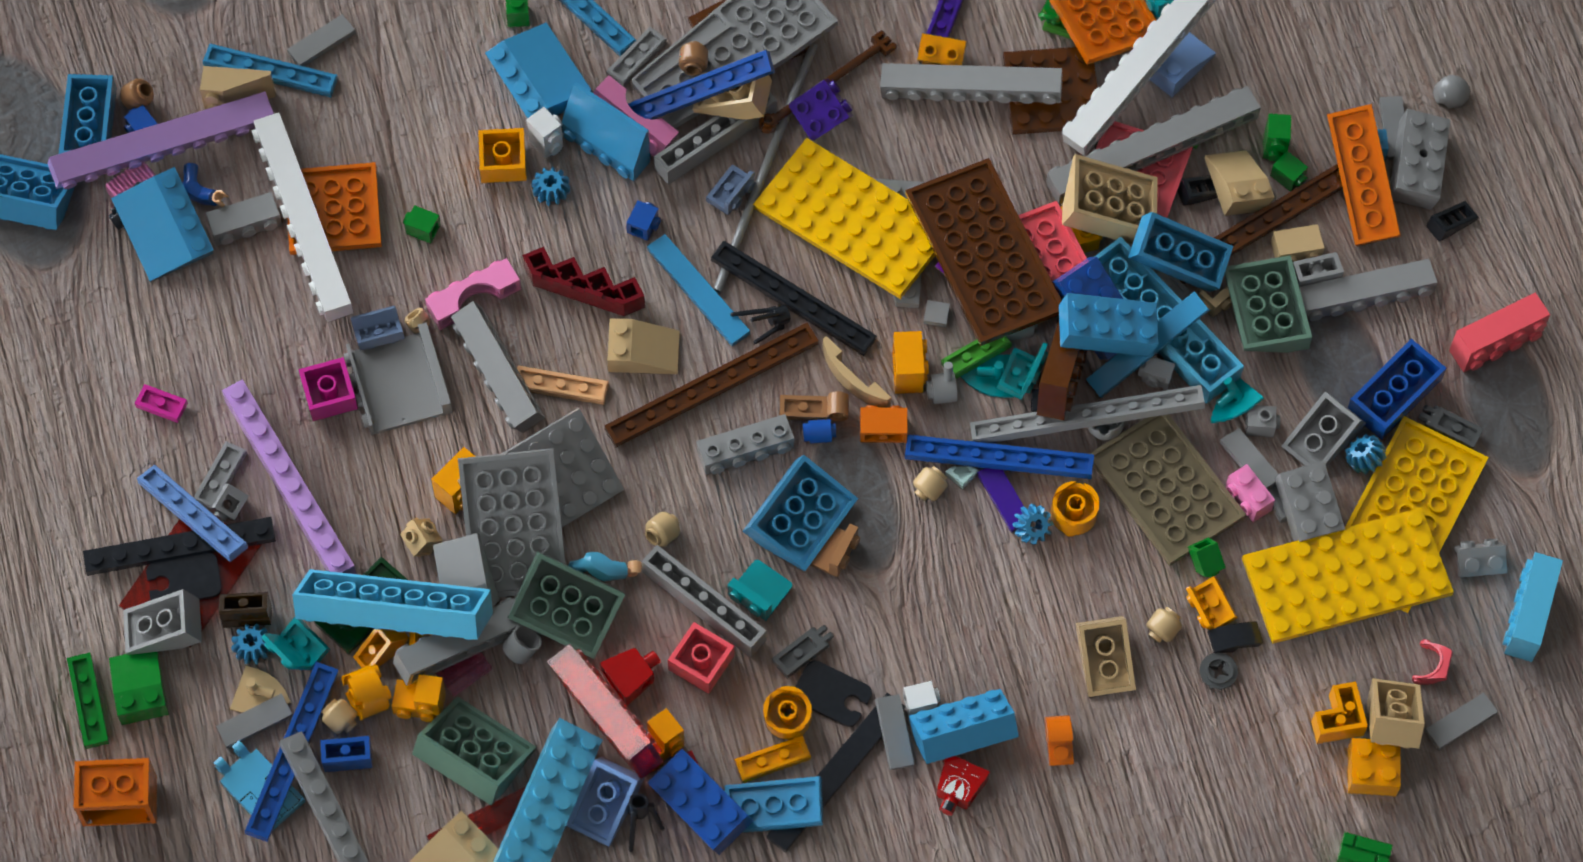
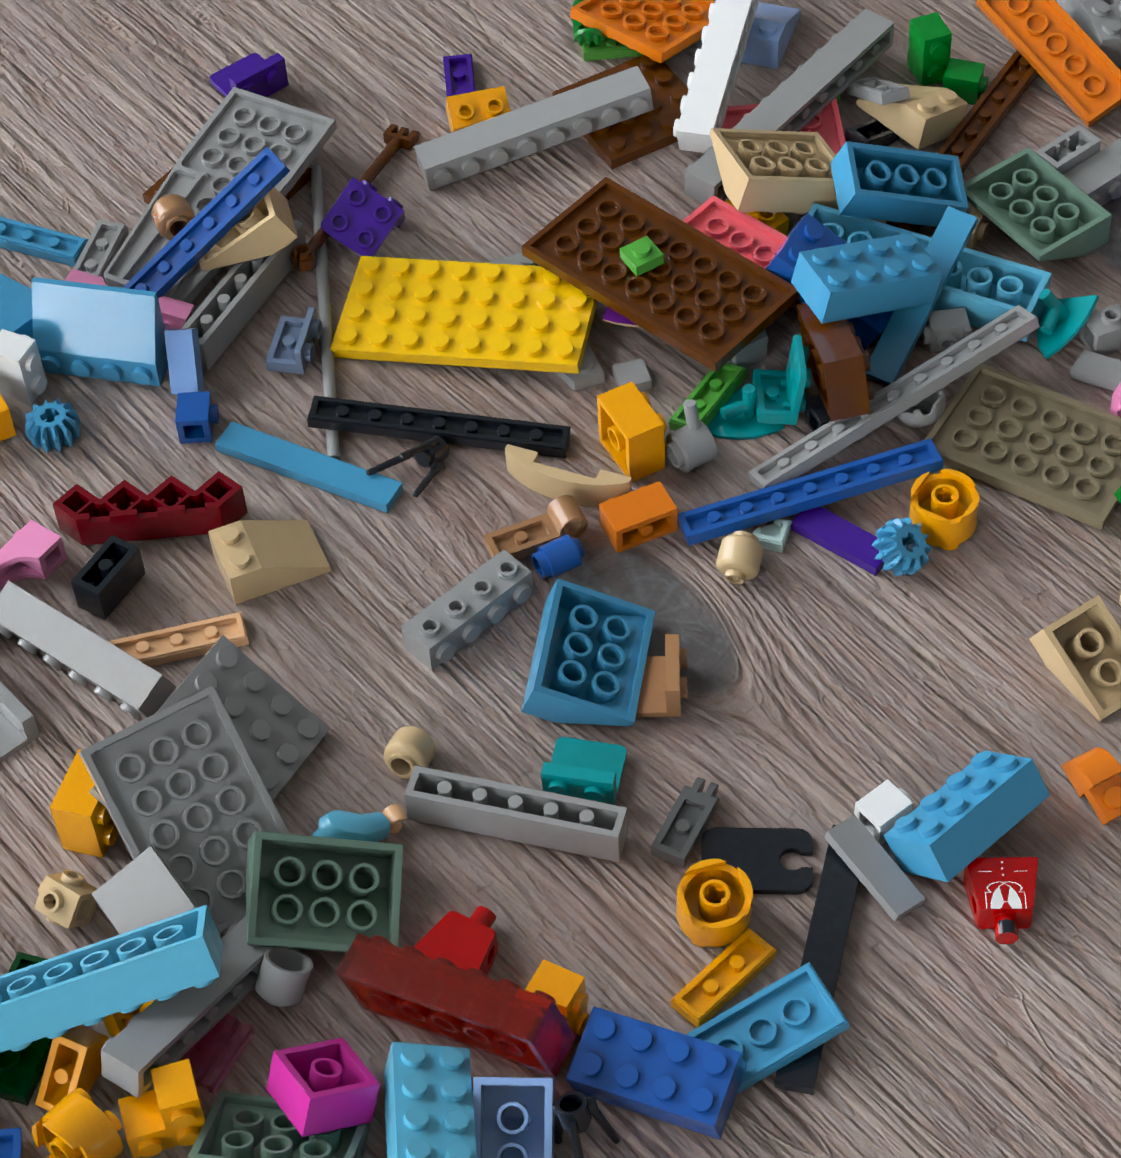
camera: 20 degrees left, 15 degrees down
(511, 724) = (322, 1086): none -> dark pink brick
(536, 321) = (108, 577): none -> black brick
(652, 176) = (184, 360): none -> medium blue tile
(701, 657) = (552, 885): coral brick -> none
(711, 385) = (380, 565): reddish brown plate -> none
(977, 236) = (641, 256): none -> bright green plate
(1221, 157) = (878, 90): none -> light grey tile
(1298, 242) = (1028, 132): tan brick -> none

